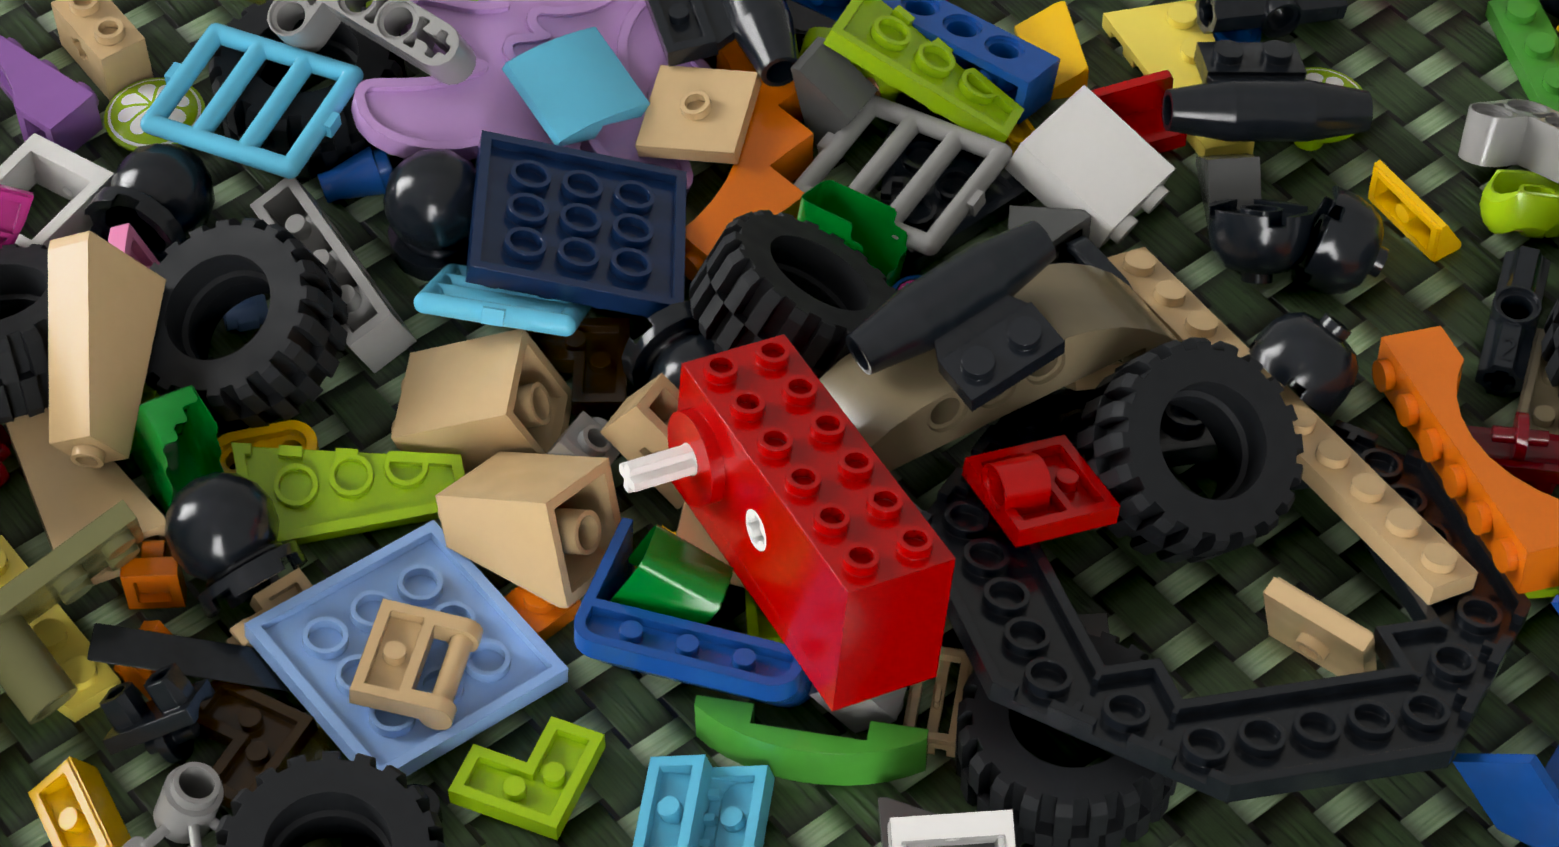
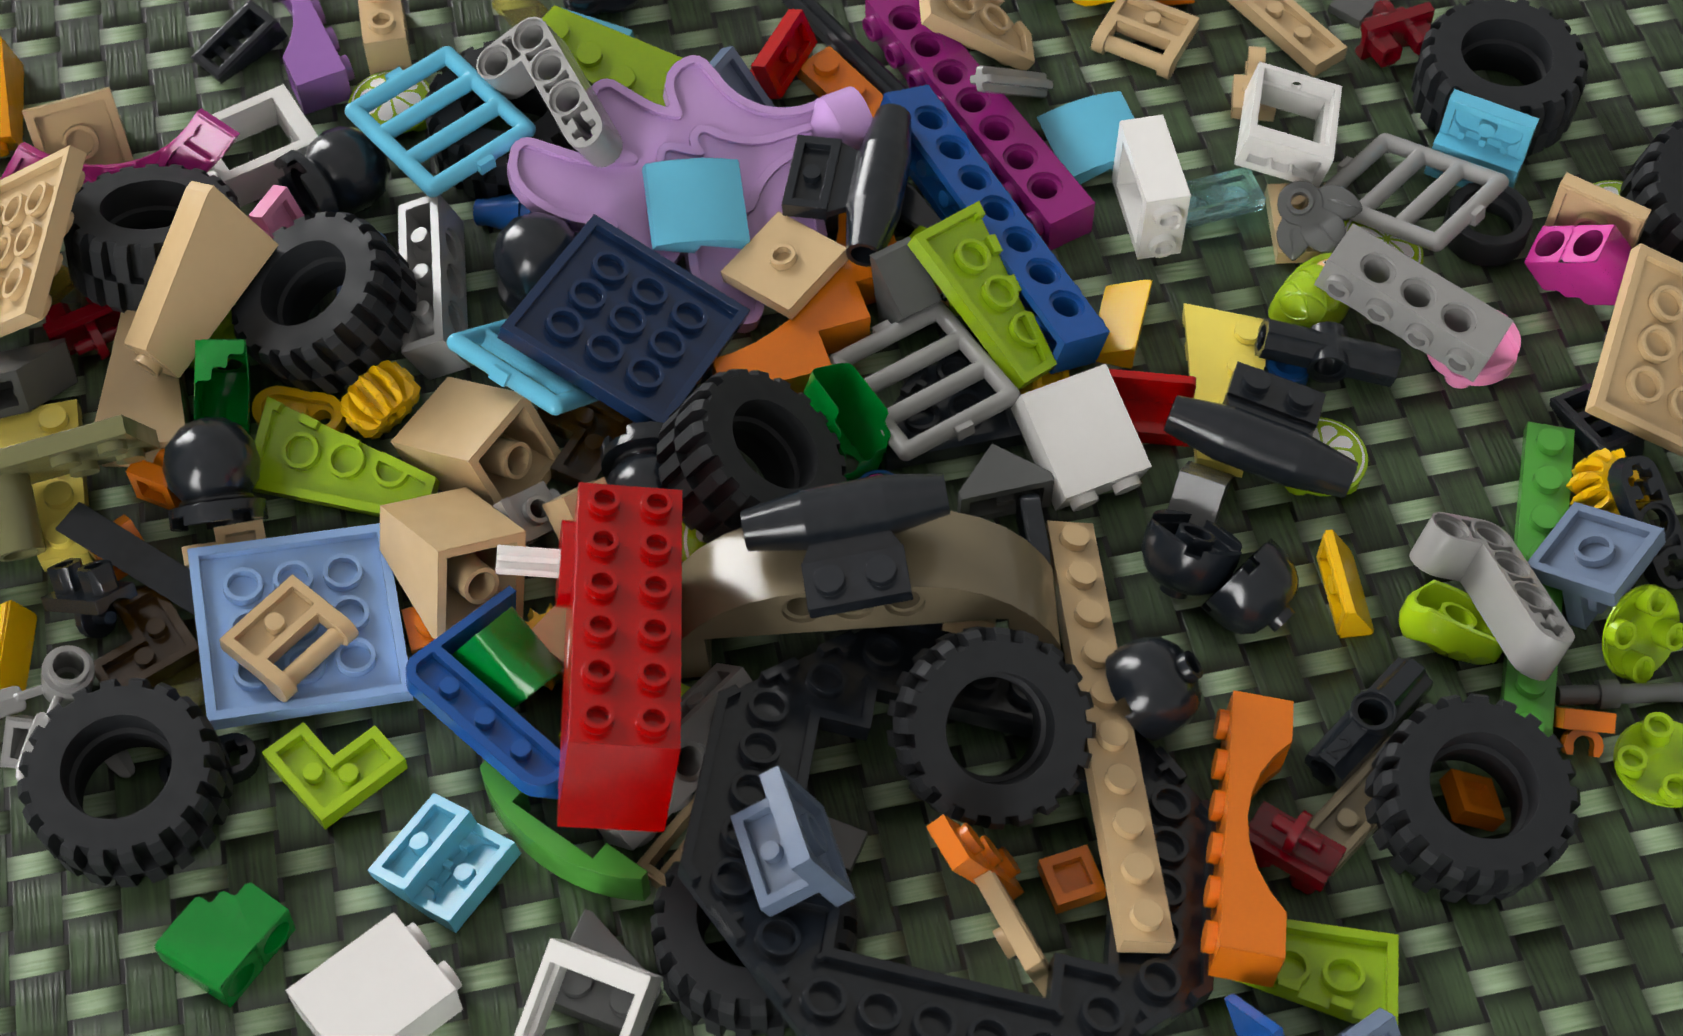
camera: 25 degrees right, 5 degrees up
(350, 402) = (379, 399): none -> yellow gear
(1040, 490) = (839, 709): red plate -> none
(1090, 620) = (790, 847): none -> sand blue bracket
(1239, 571) = (974, 855): none -> orange plate
(1329, 571) = (1071, 879): none -> orange plate

